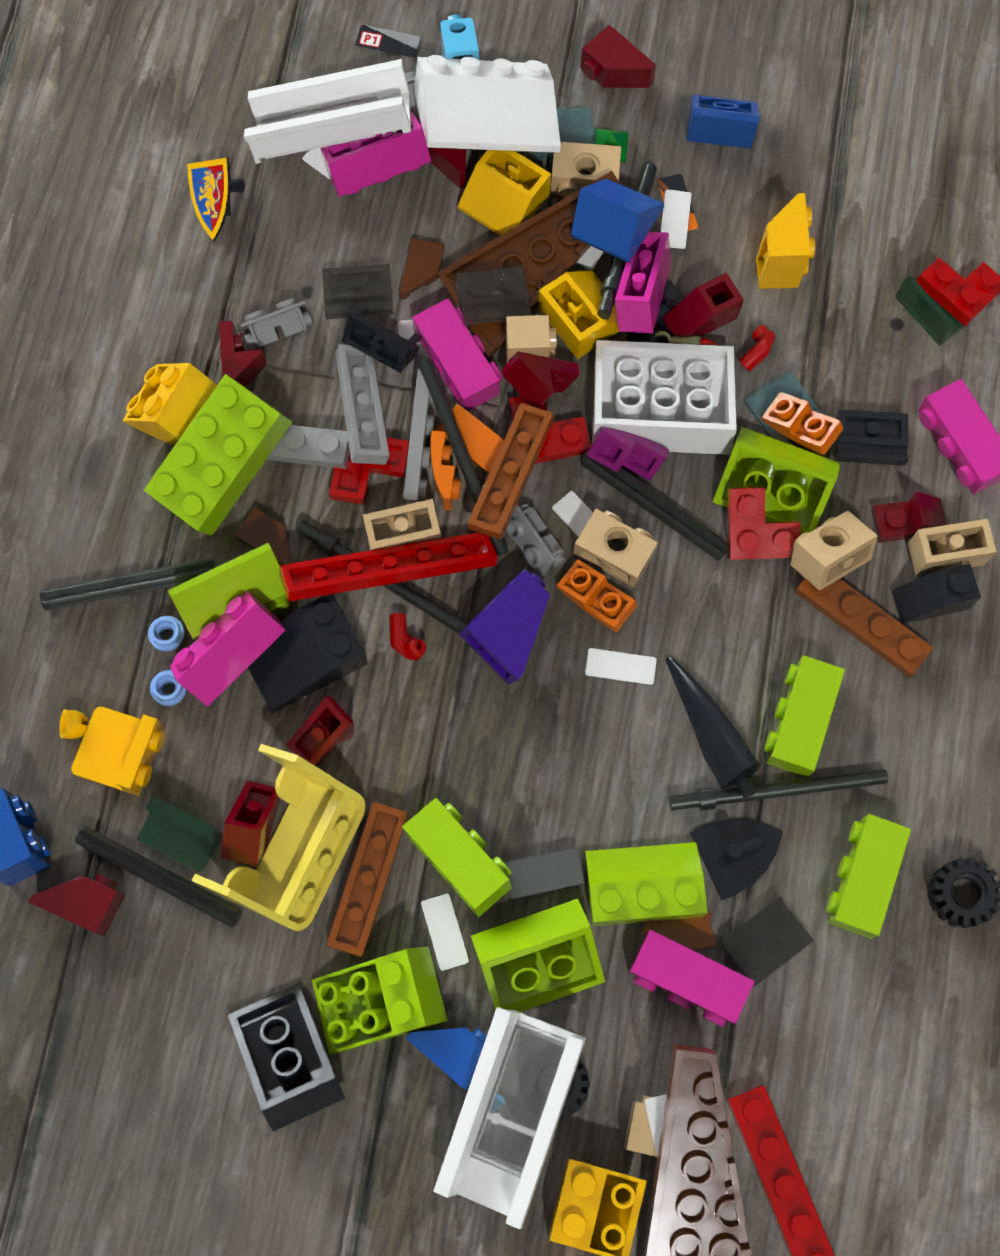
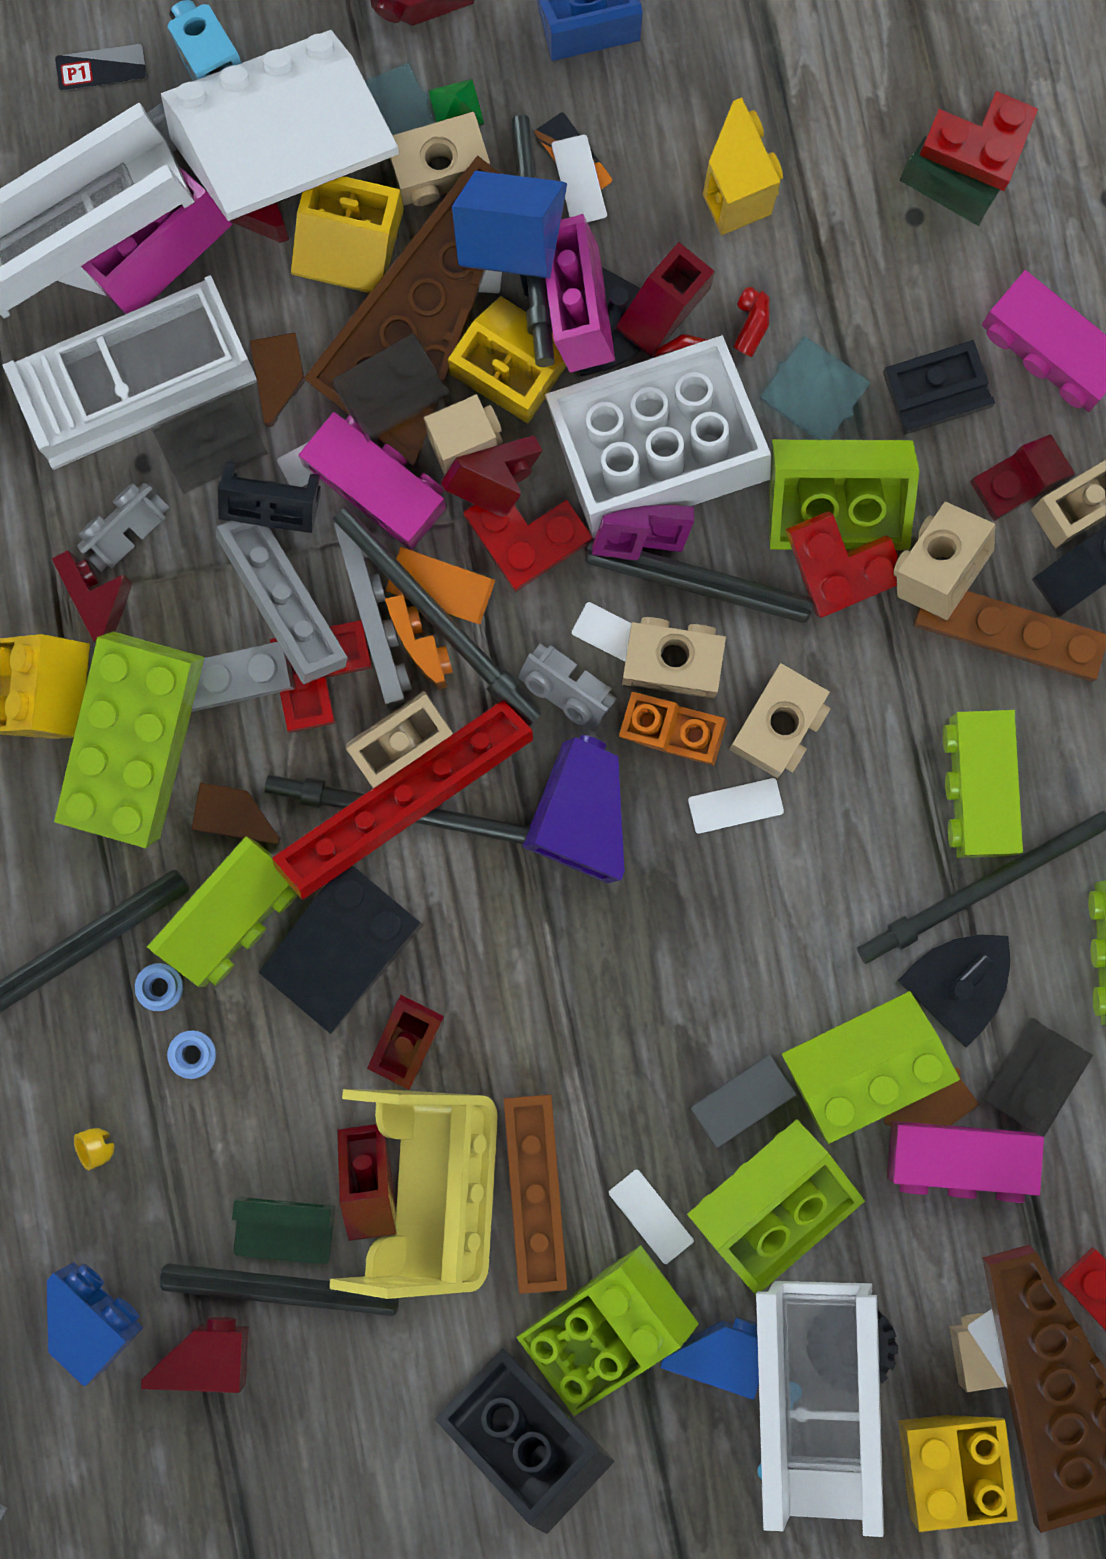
camera: 20 degrees left, 10 degrees up
(119, 750) = (165, 1157): yellow bracket -> none
(226, 648) = (247, 982): dark pink brick -> none
(322, 229) = (130, 374): none -> white piece
(402, 641) = (455, 881): red arm -> none
(458, 856) = (634, 1124): lime brick -> none
(510, 471) = (507, 614): dark orange plate -> none
(683, 599) = (784, 693): none -> tan brick
(696, 340) = (650, 352): olive hand -> none
(718, 738) = (890, 854): black piece -> none
(799, 423) = (845, 404): orange slope -> none

